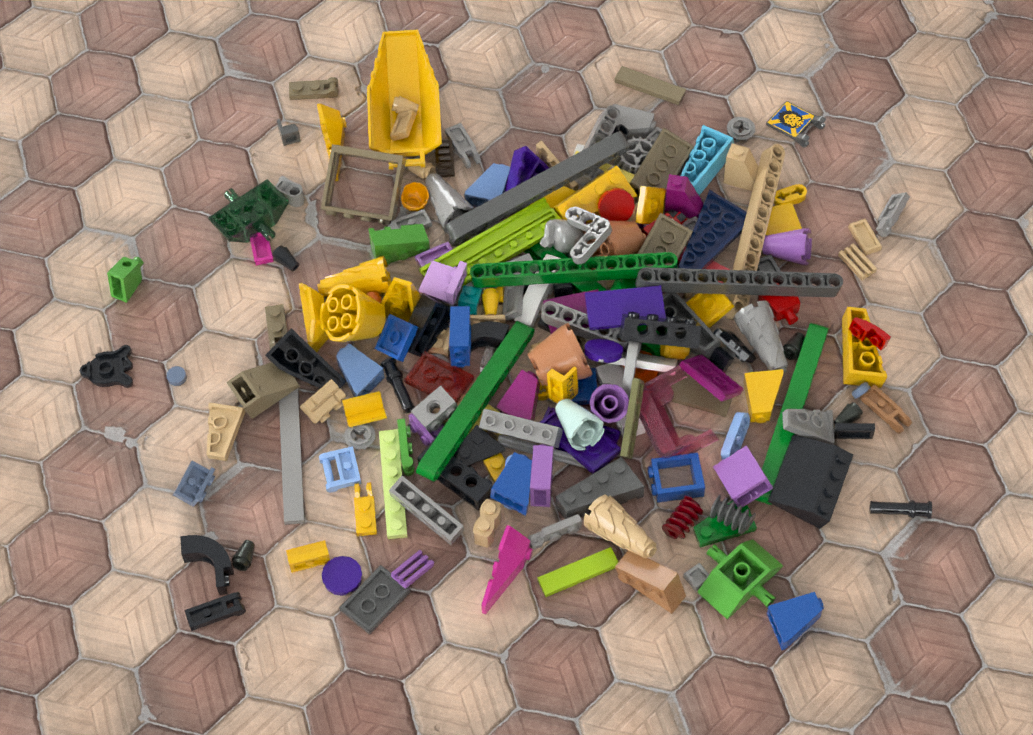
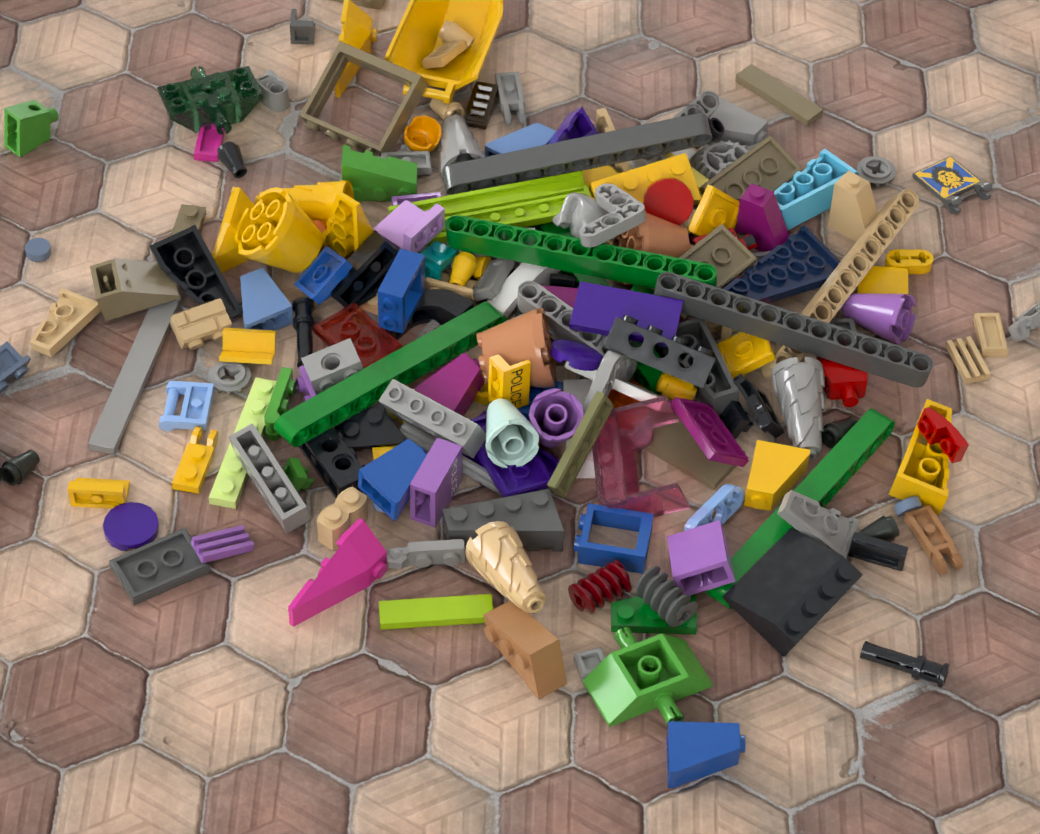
camera: 15 degrees right, 10 degrees down
(441, 498) = (297, 474): none -> bright green tile

